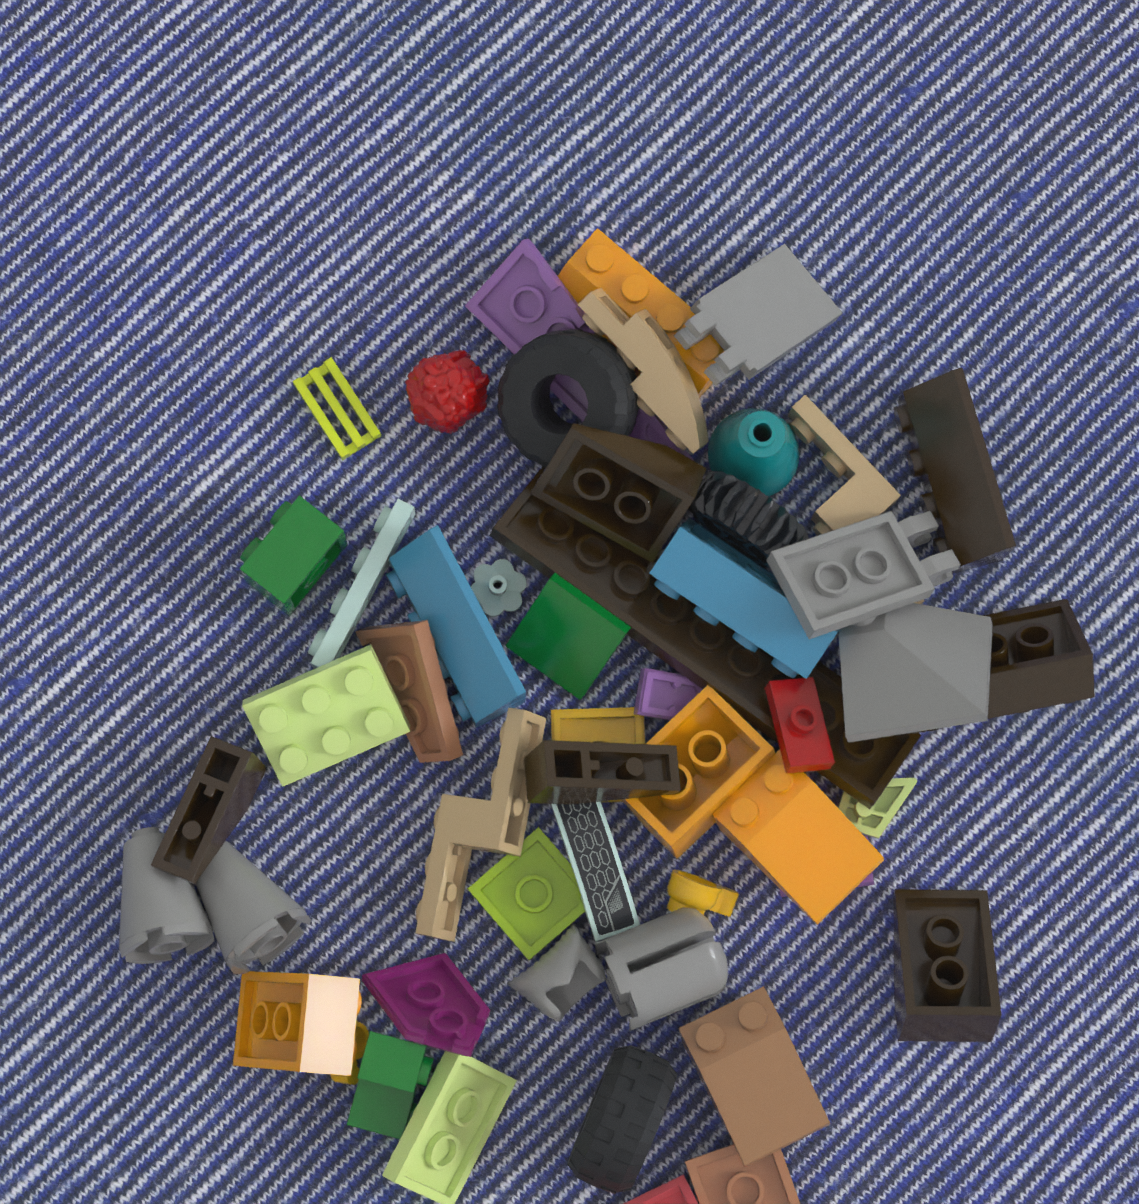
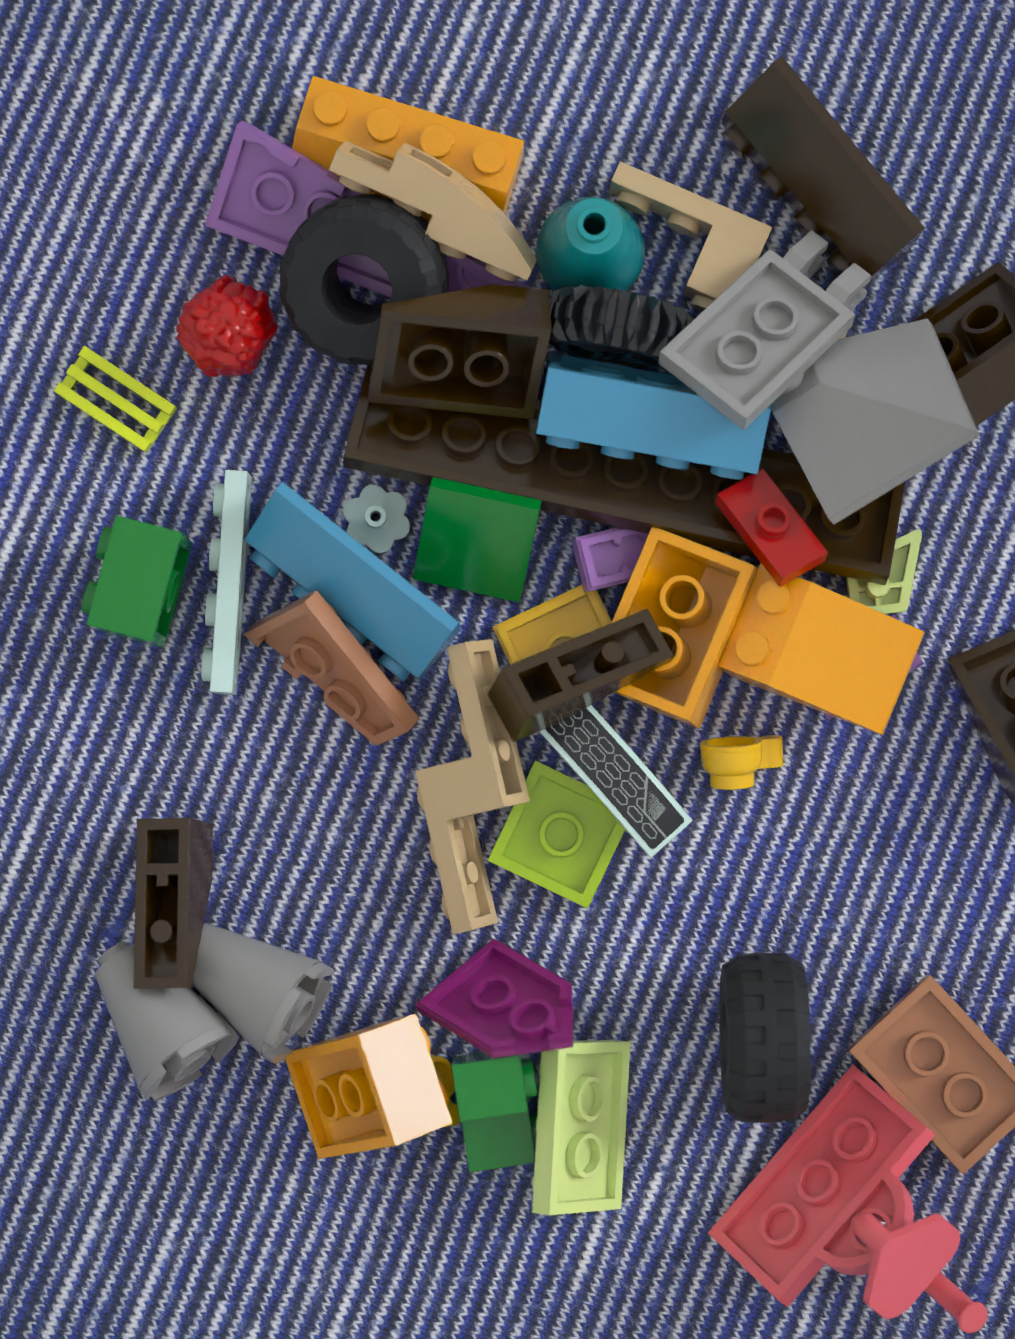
camera: 15 degrees left, 5 degrees up
(326, 715) = (252, 740): yellowish green plate -> none
(560, 975) = (628, 910): light grey hair -> none
(664, 966) = (737, 852): light grey cylinder -> none
(753, 1076) = (884, 928): medium nougat slope -> none
(759, 315) = (532, 95): light grey tile -> none

